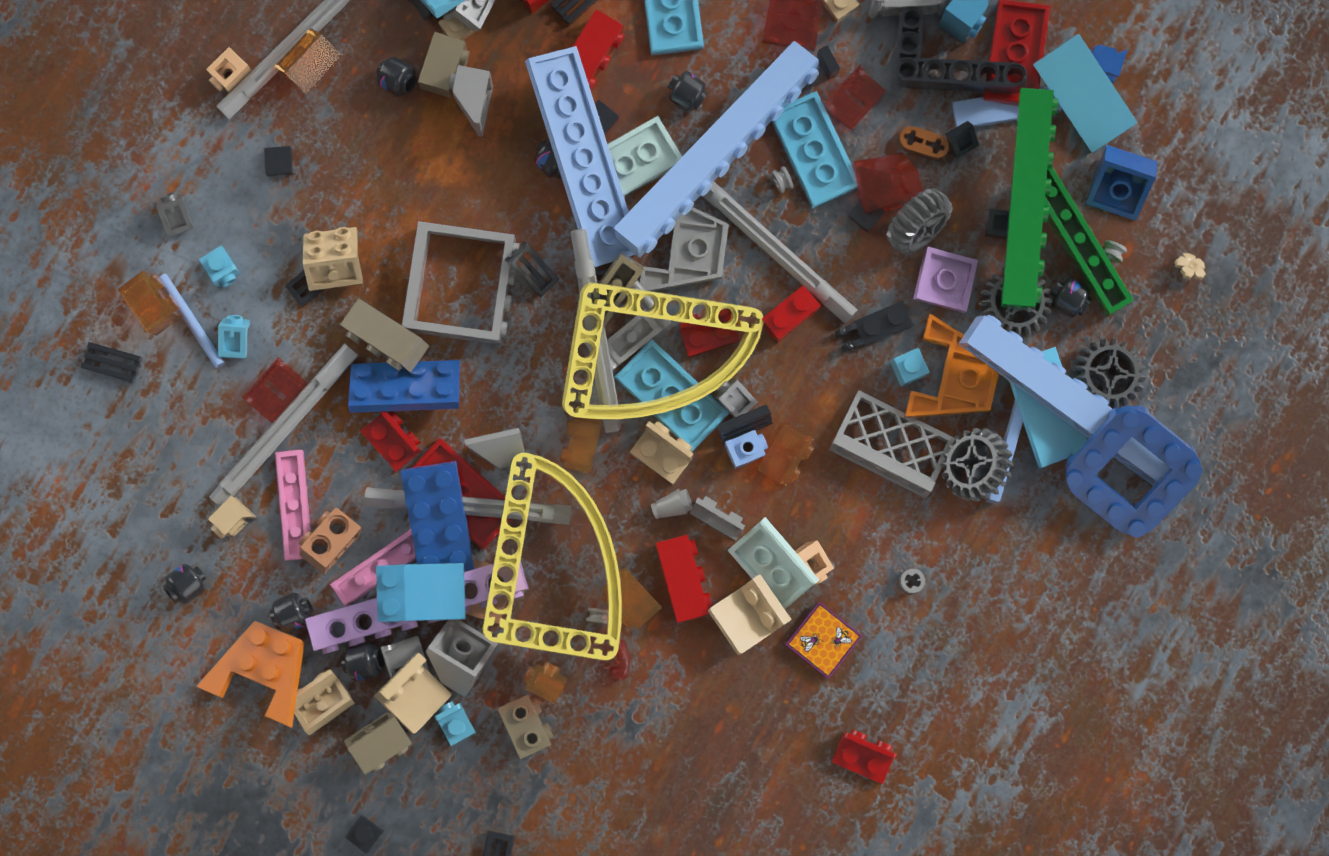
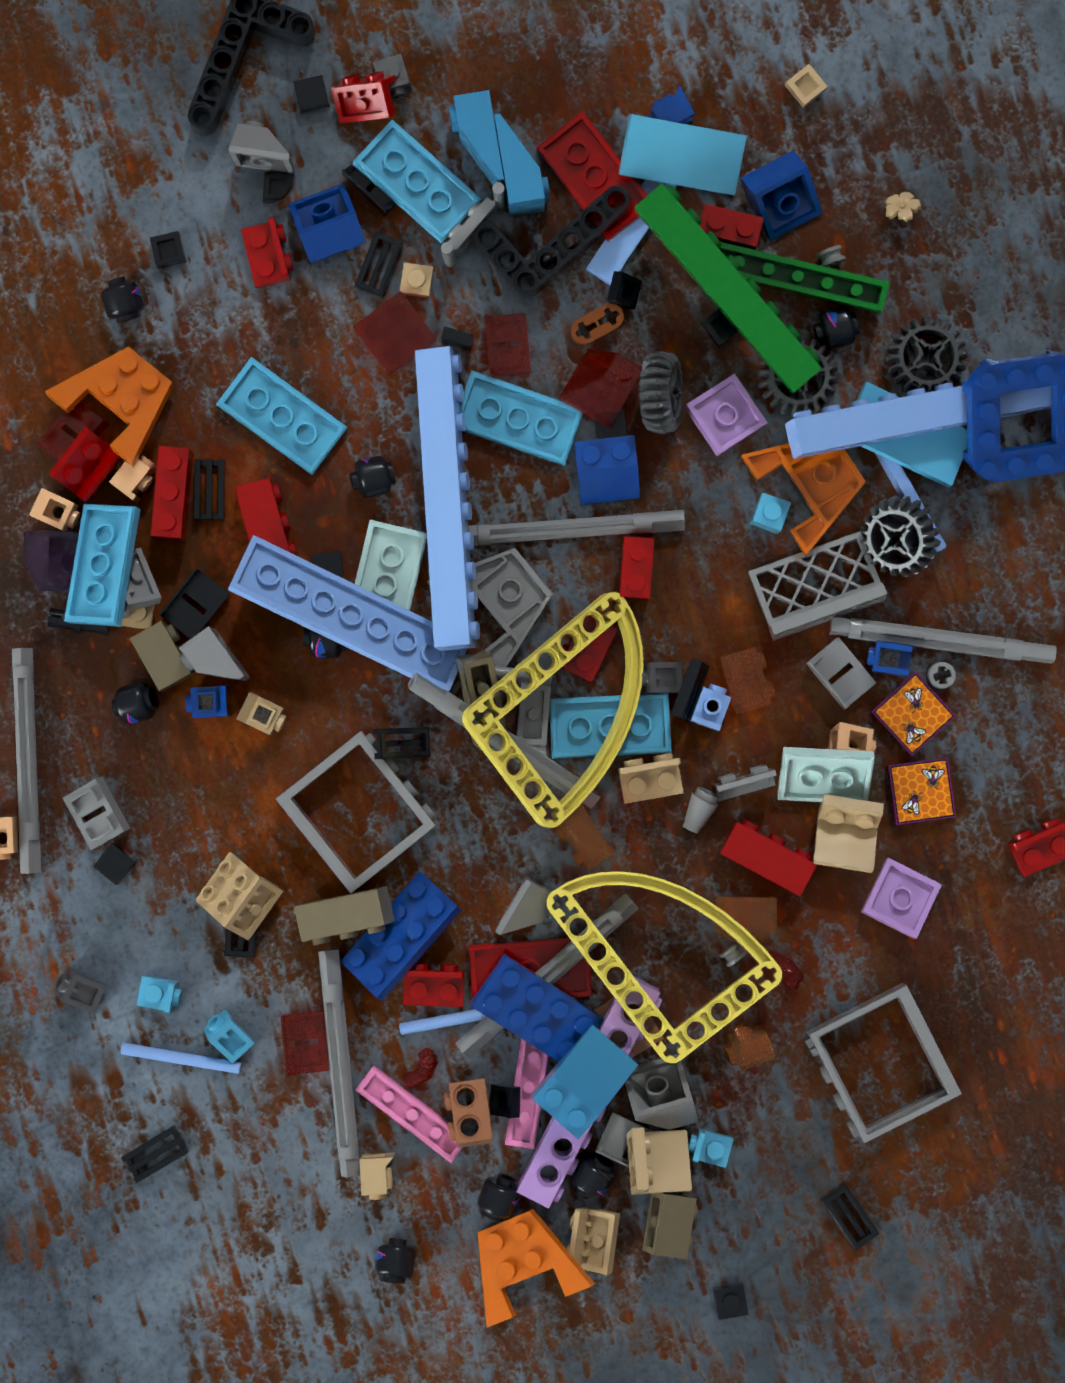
camera: 40 degrees left, 5 degrees up
(150, 302) = (136, 1078): clear orange brick -> none
(298, 131) = (105, 825): none -> light grey piece
(308, 61) = (54, 763): clear orange brick -> none
(331, 485) = (424, 1071): none -> clear red arm
(359, 556) = (505, 1100): none -> black tile
(371, 466) = (440, 1021): none -> light blue bar
(440, 122) = (208, 702): none -> blue window
(465, 163) = (262, 714): none -> tan window
(509, 53) = (204, 592): none -> black piece
(525, 726) = (767, 1094): dark tan brick -> none
(570, 780) = (842, 1098): none -> light grey window
(740, 693) = (901, 898): none -> lavender plate
(782, 179) = (519, 468): light grey bush -> none
(836, 236) = (607, 470): none -> blue slope
(850, 499) = (851, 684): none -> light grey piece
(869, 586) = (913, 714): none -> tile
(877, 326) = (710, 506): black hinge -> none
(891, 536) = (890, 658): none -> blue window
(936, 559) = (942, 640): none -> light grey piece
(1071, 167) = (732, 226): none -> red brick
(1206, 132) = (806, 85): none -> tan plate

